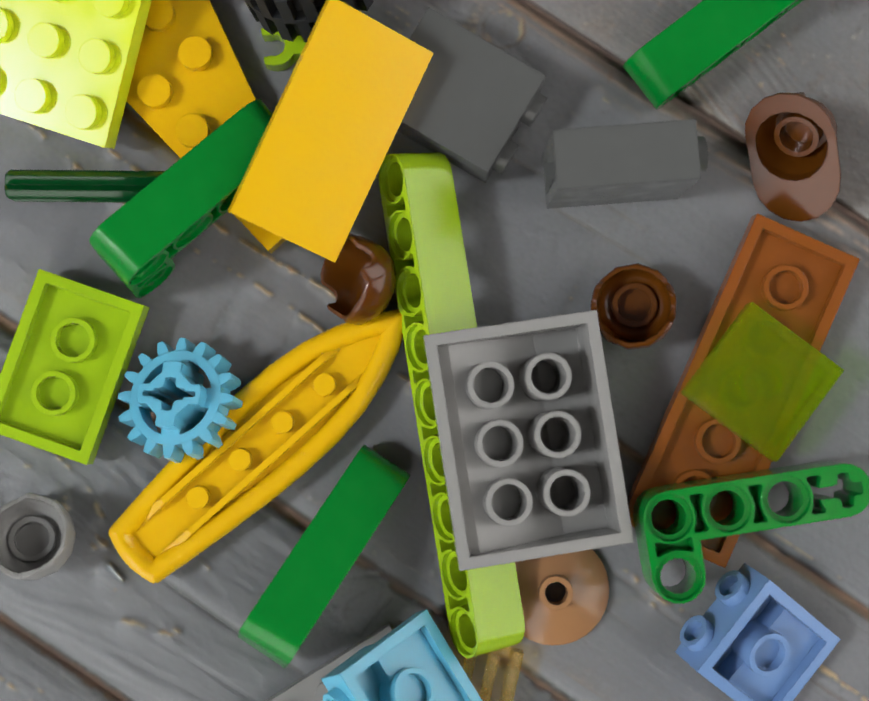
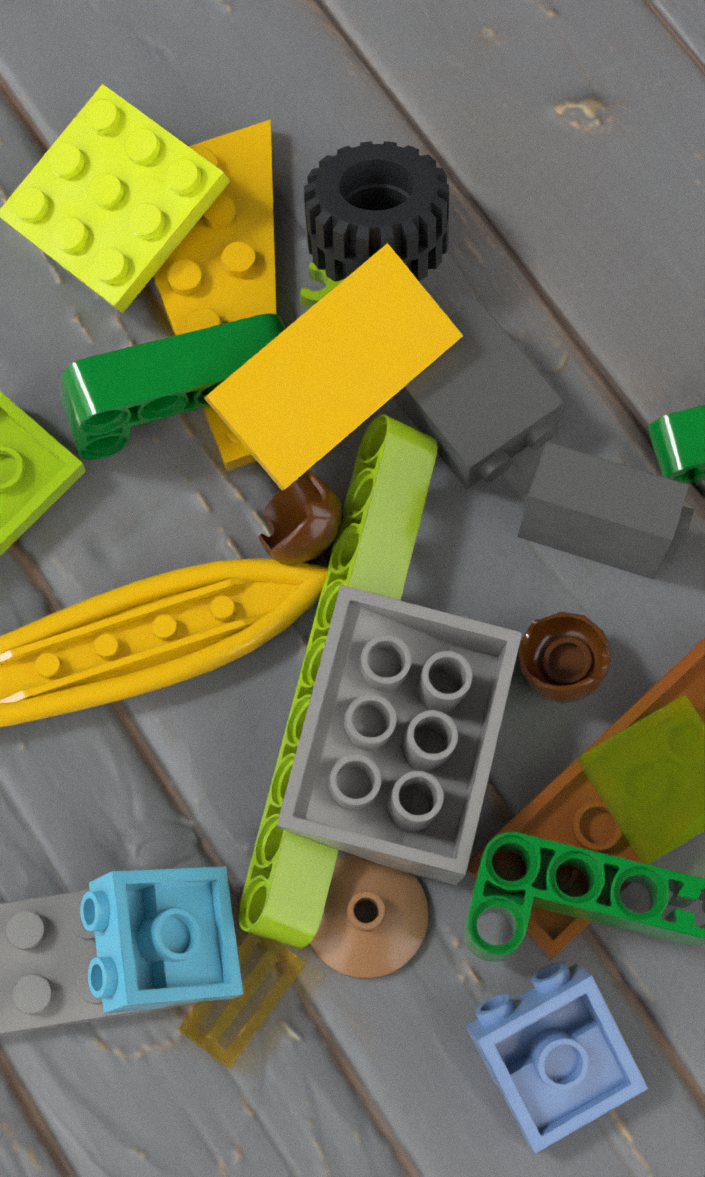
camera: 20 degrees right, 15 degrees down
(76, 185) = (59, 328): dark green axle -> none
(190, 419) = (75, 564): medium azure gear -> none
(323, 556) = (108, 787): green beam -> none

